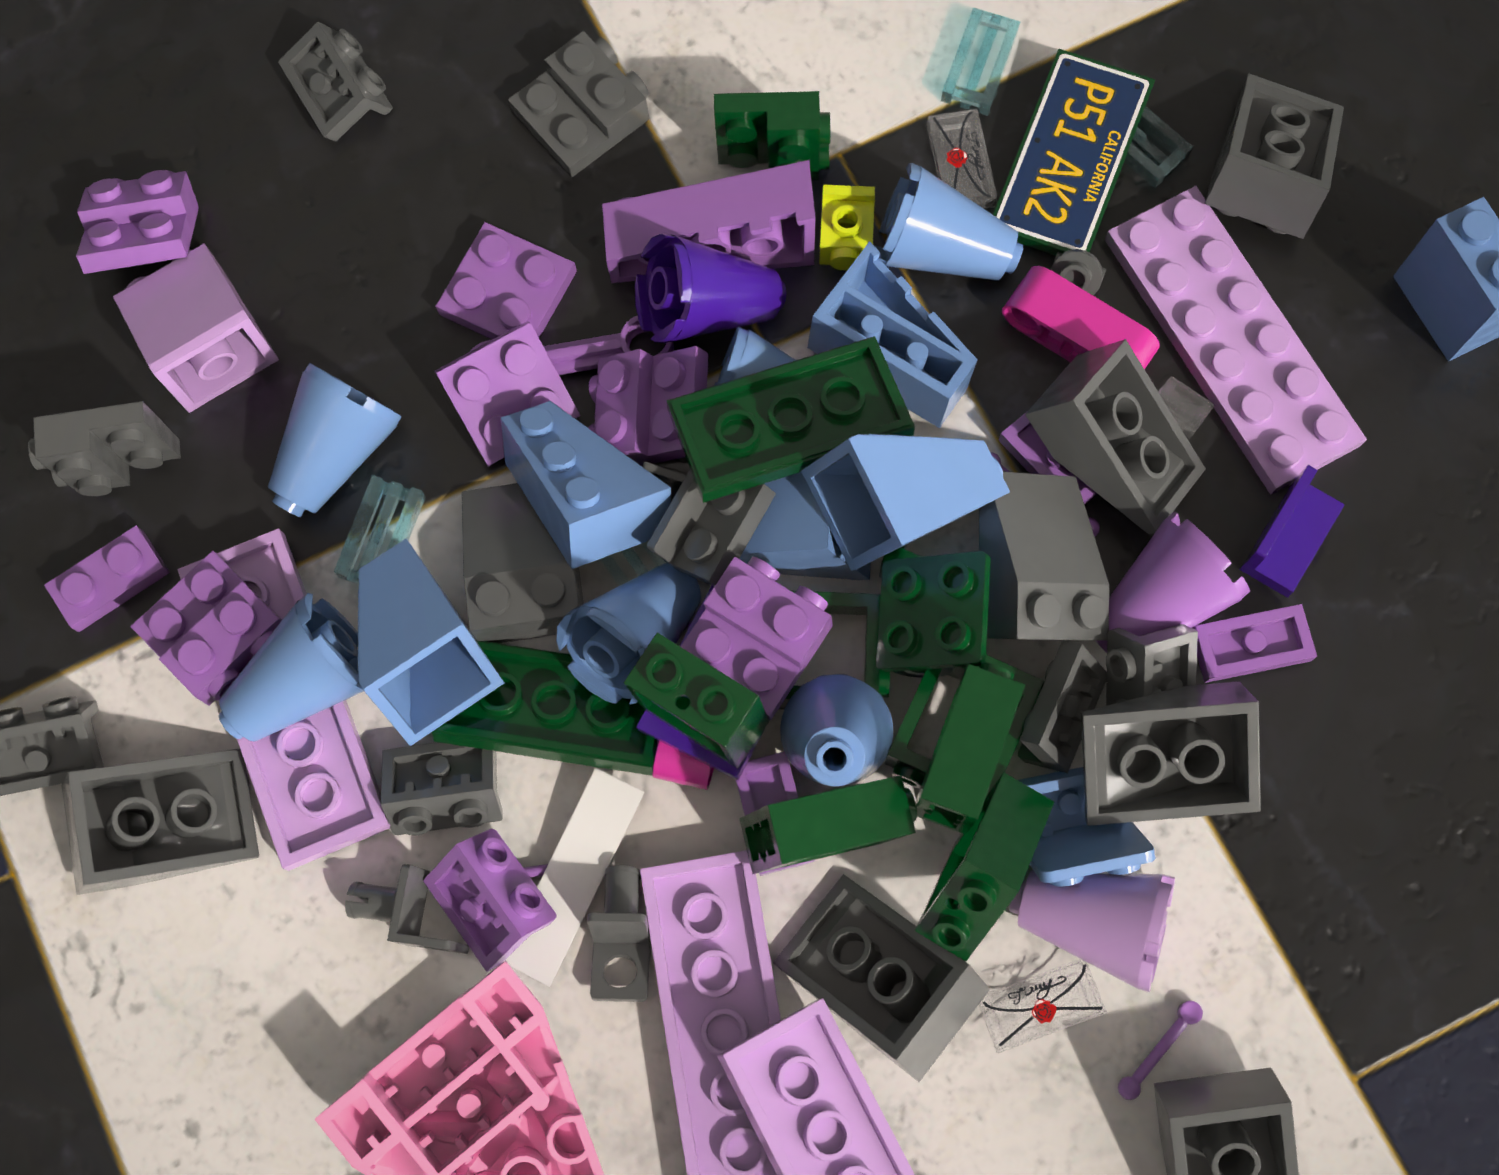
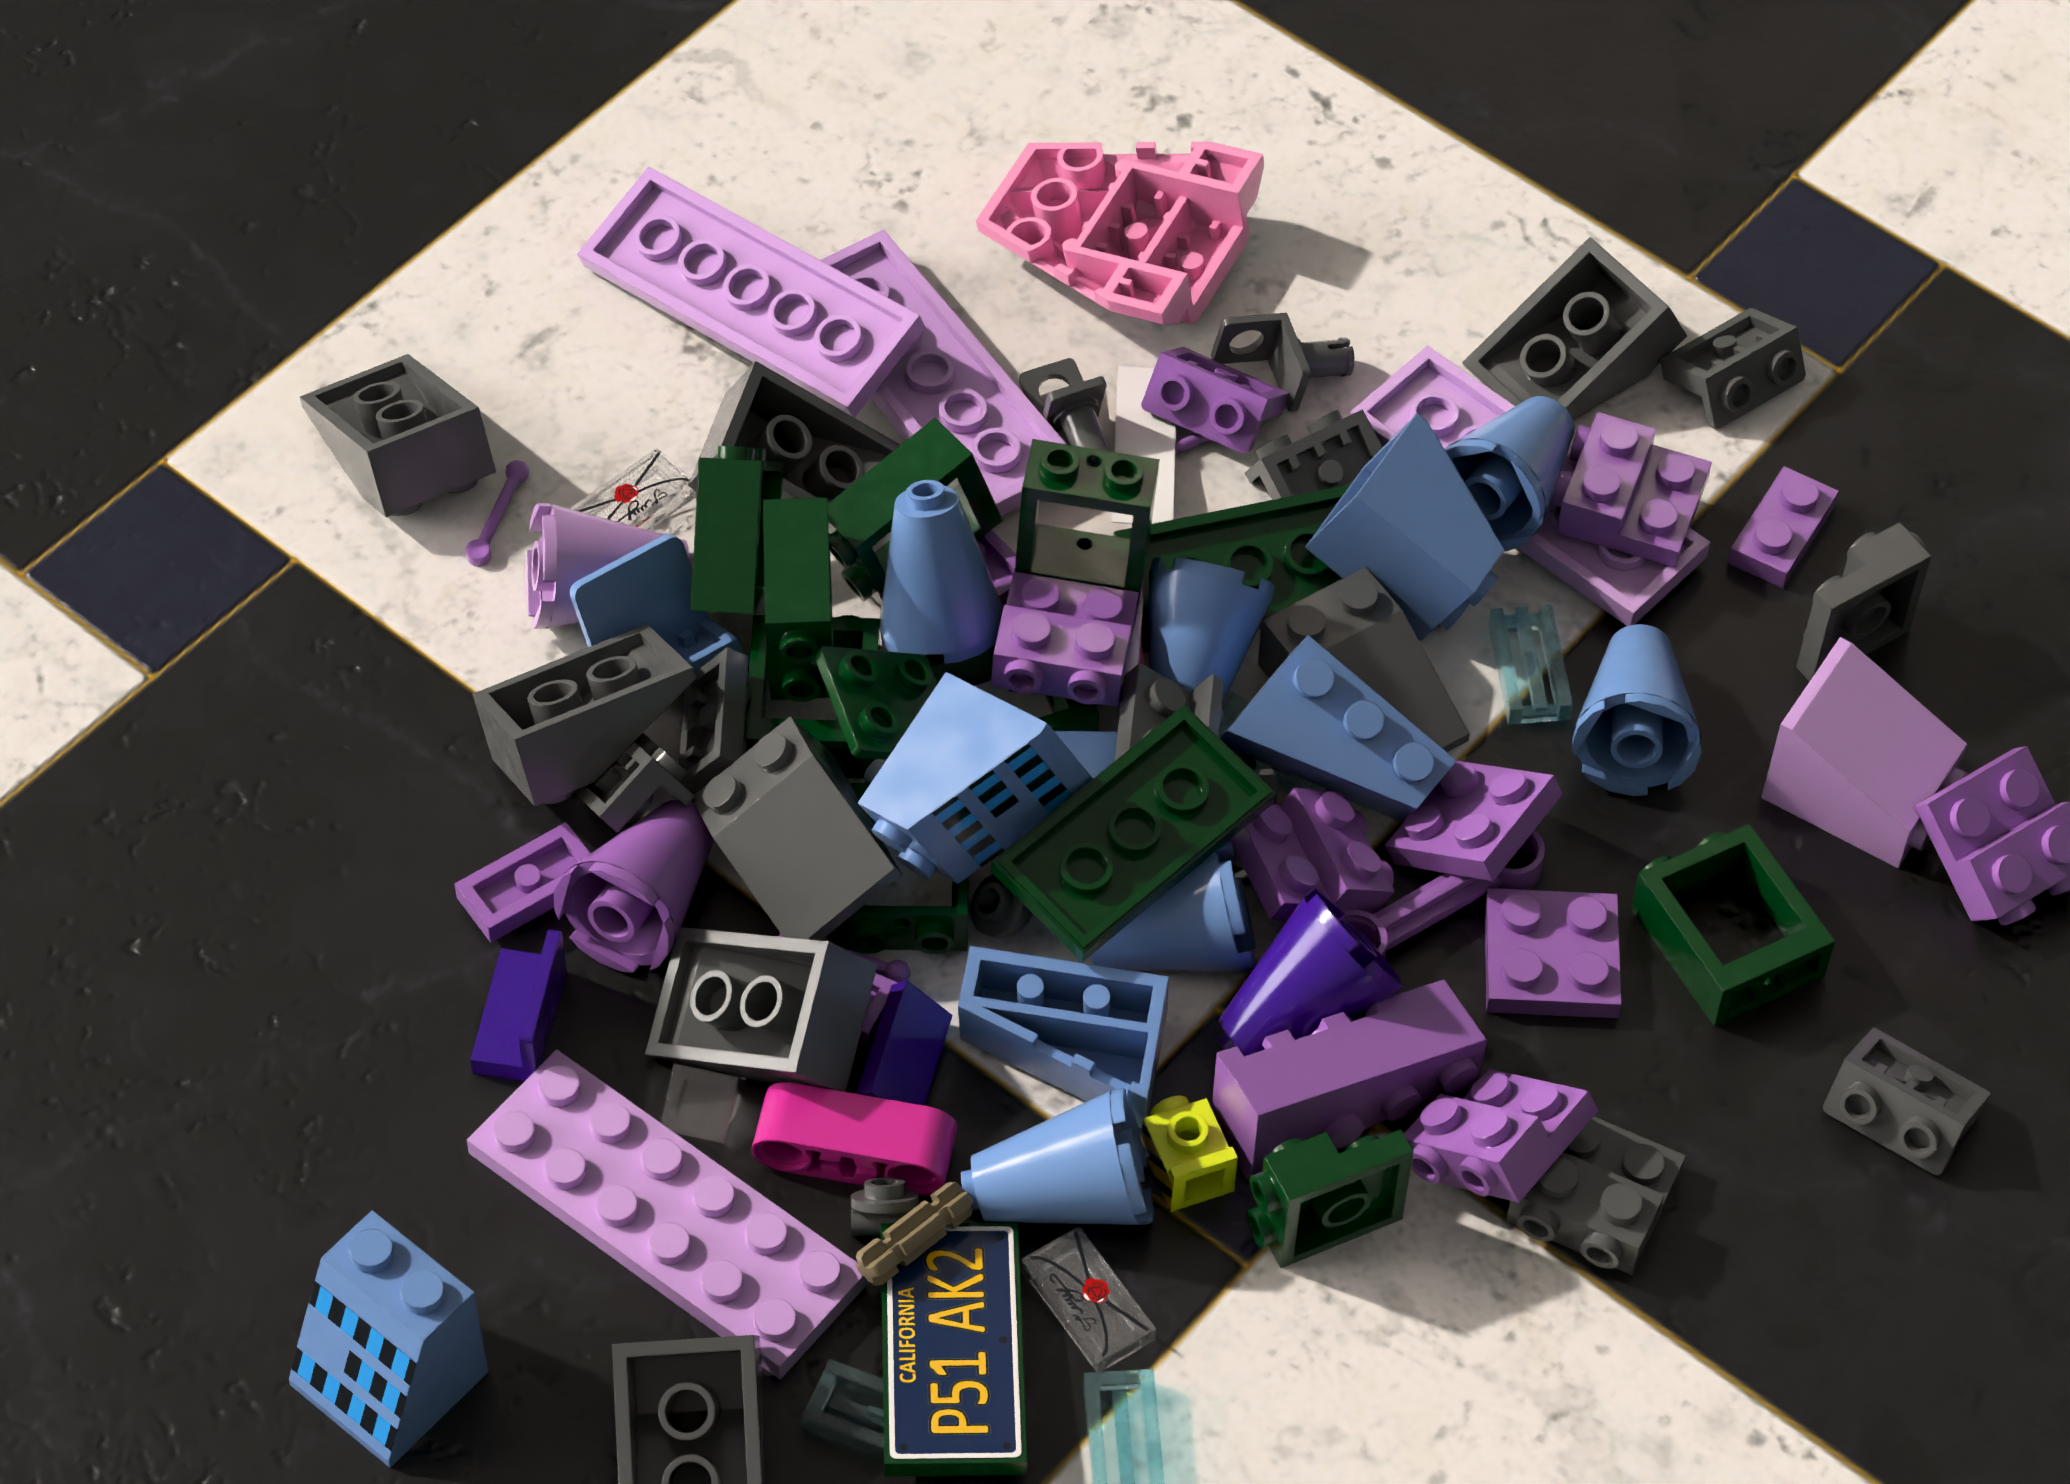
camera: 150 degrees right, 20 degrees down
(368, 202) = (1751, 979): none -> dark green window
(631, 141) = (1498, 1134): none -> medium lavender plate
(1018, 378) = (905, 1046): none -> dark purple tile
(1071, 227) = (914, 1233): none -> dark tan axle

